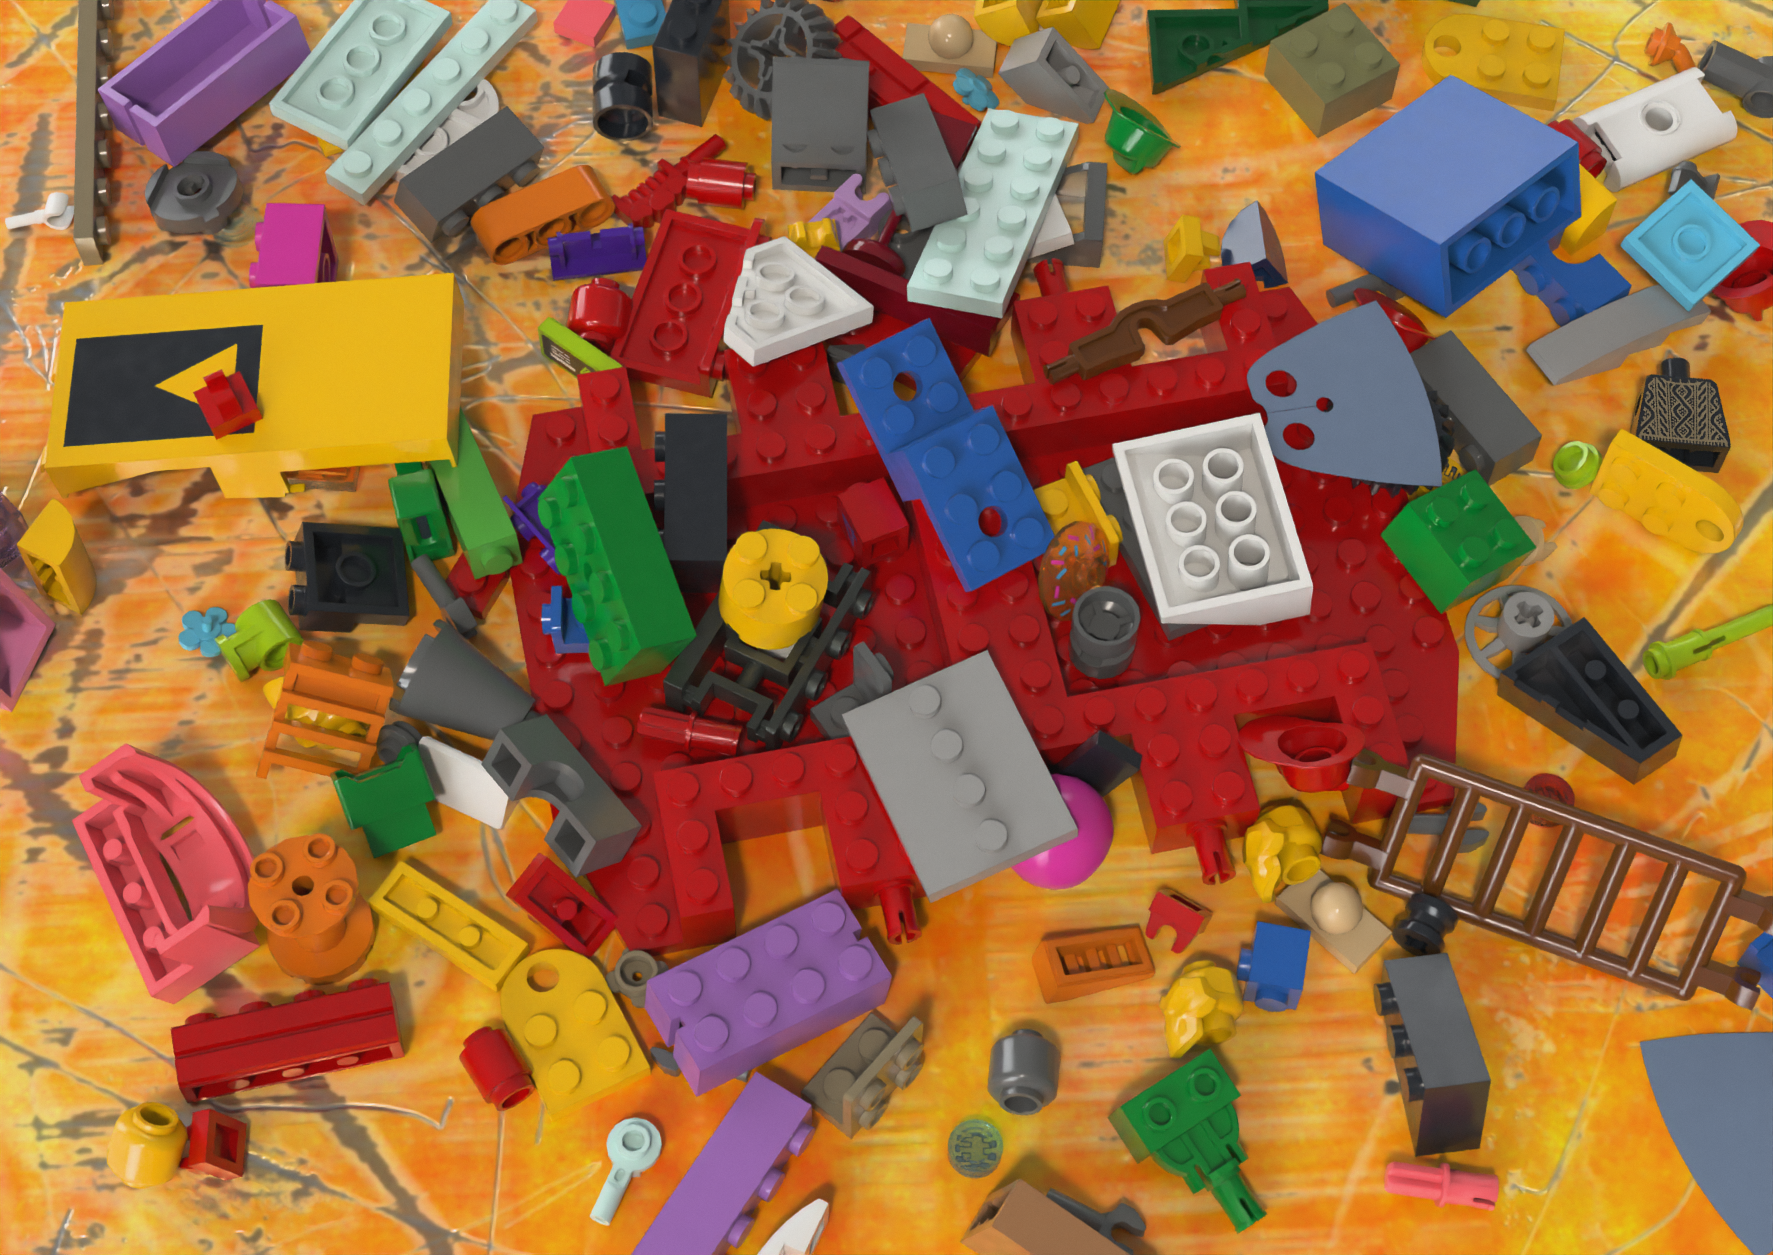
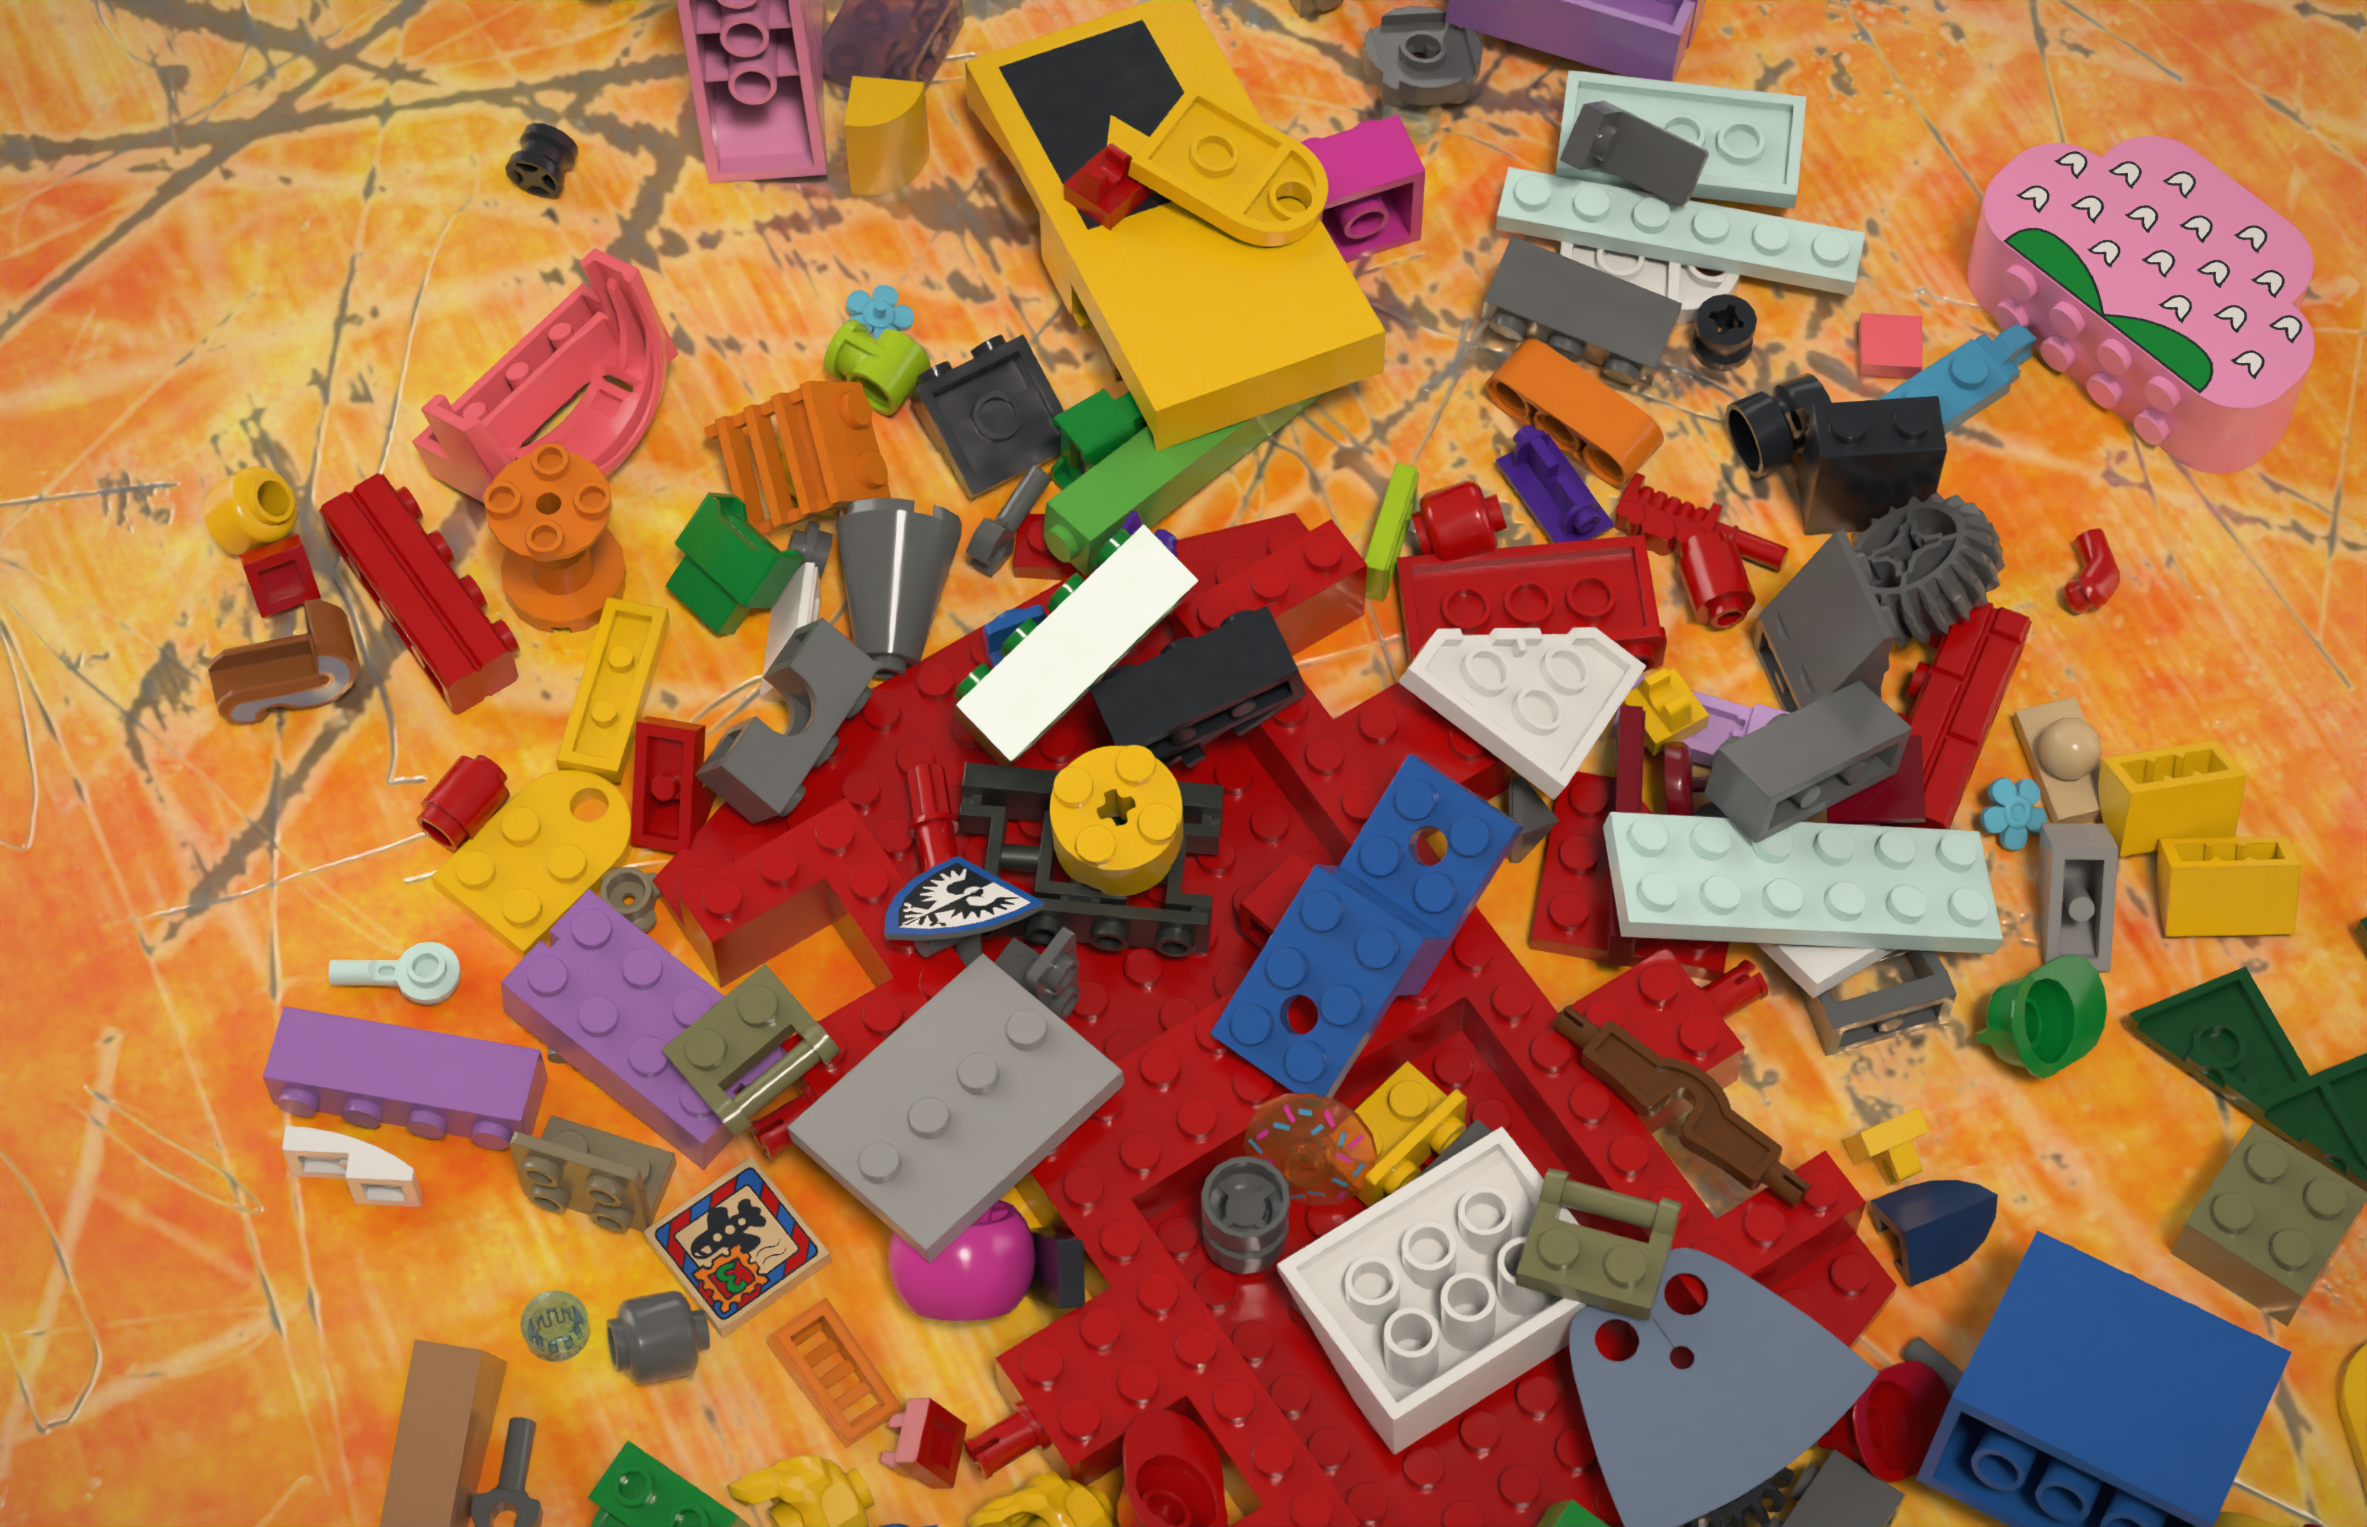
camera: 70 degrees right, 0 degrees up
(263, 314) = (1232, 170): none -> yellow plate
(310, 1162) = (288, 670): none -> dark orange animal
(373, 80) = (1635, 151): none -> dark grey bracket
(518, 93) = (1732, 345): none -> black wheel
(789, 722) = (954, 907): none -> shield
(830, 911) = (737, 1037): none -> olive plate
(962, 995) = (737, 1246): none -> tile
(1245, 424) = (1595, 1264): none -> olive plate

